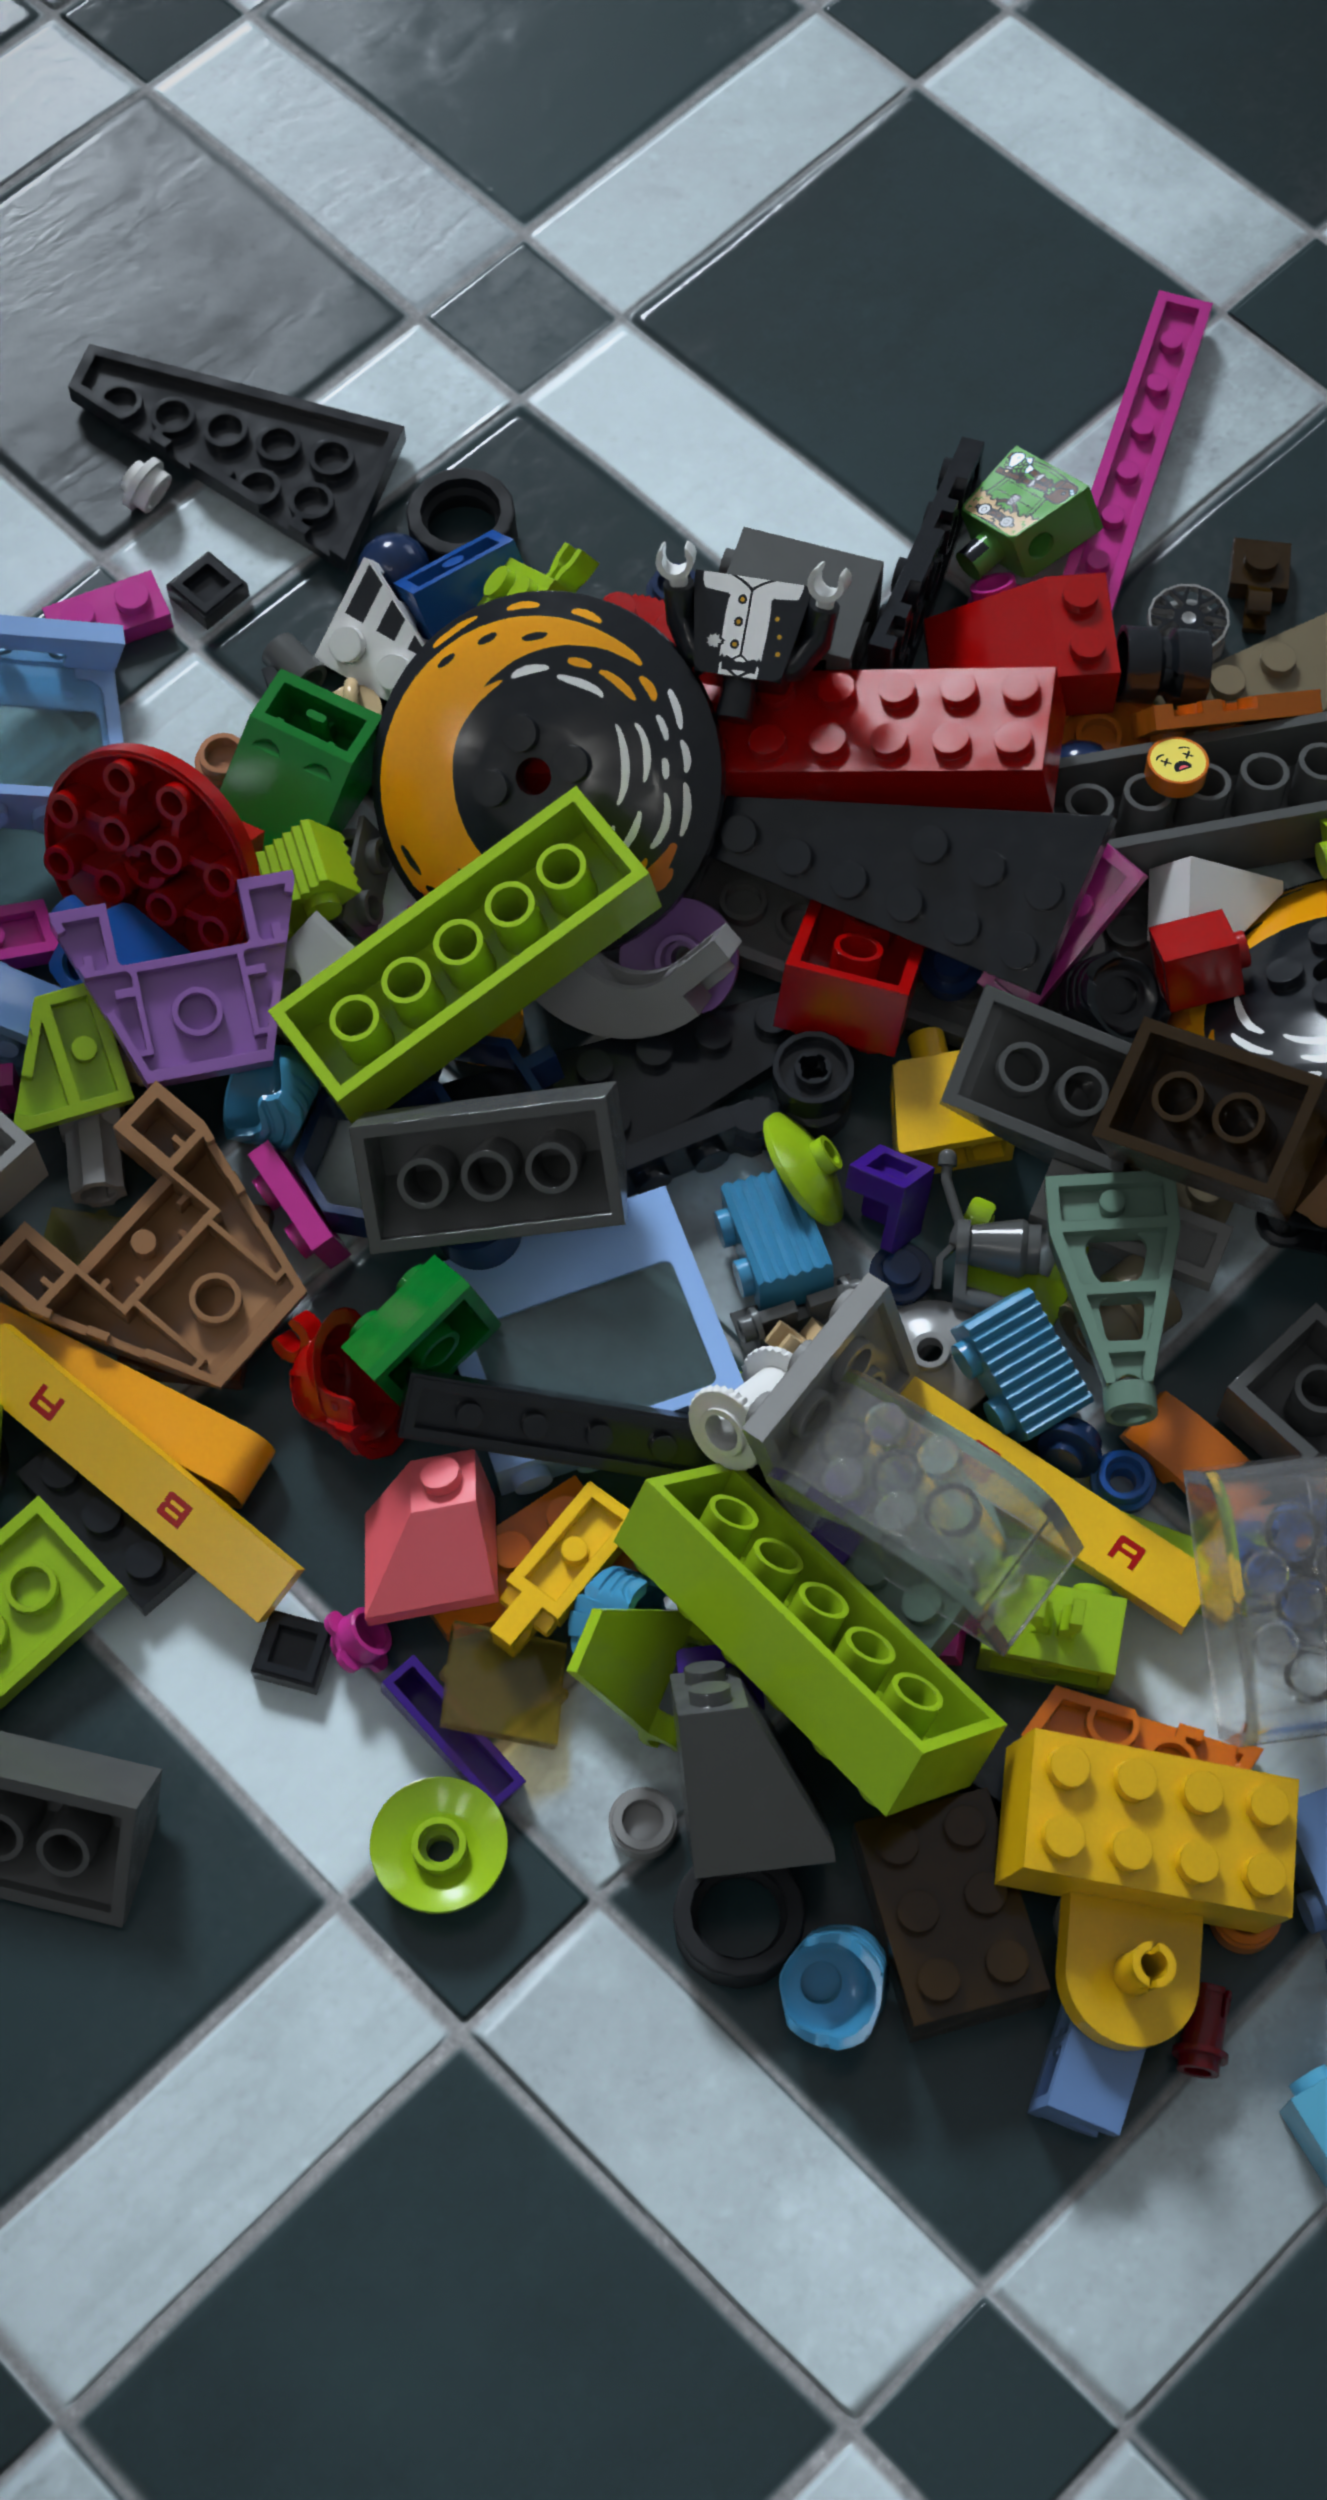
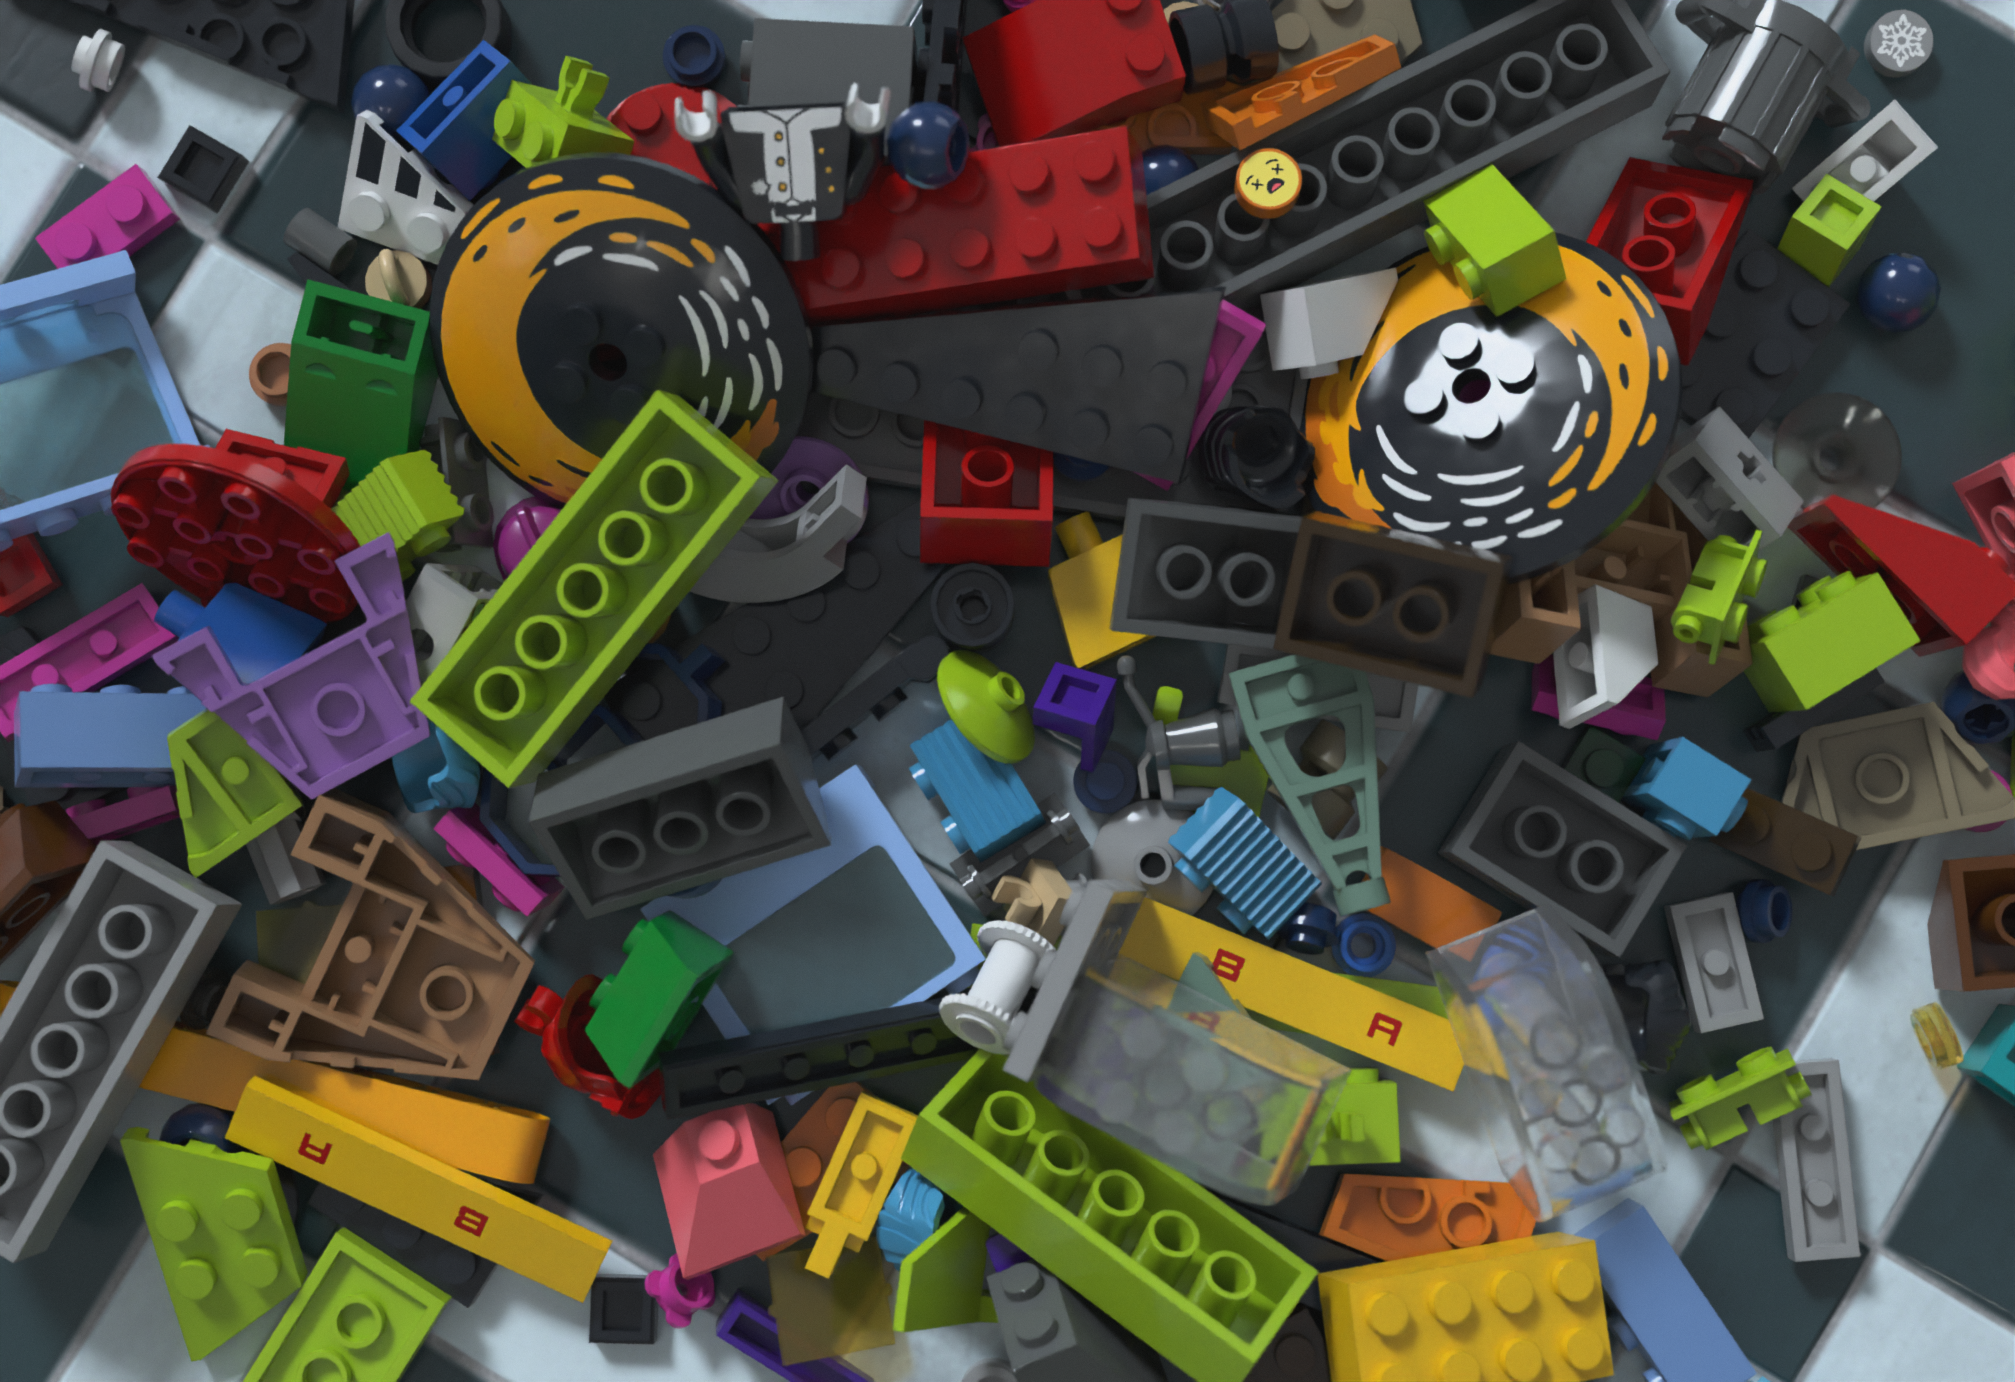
camera: 10 degrees left, 20 degrees up
(873, 644) = (928, 145): none -> dark blue piece
(1199, 960) = (1334, 399): red brick -> none

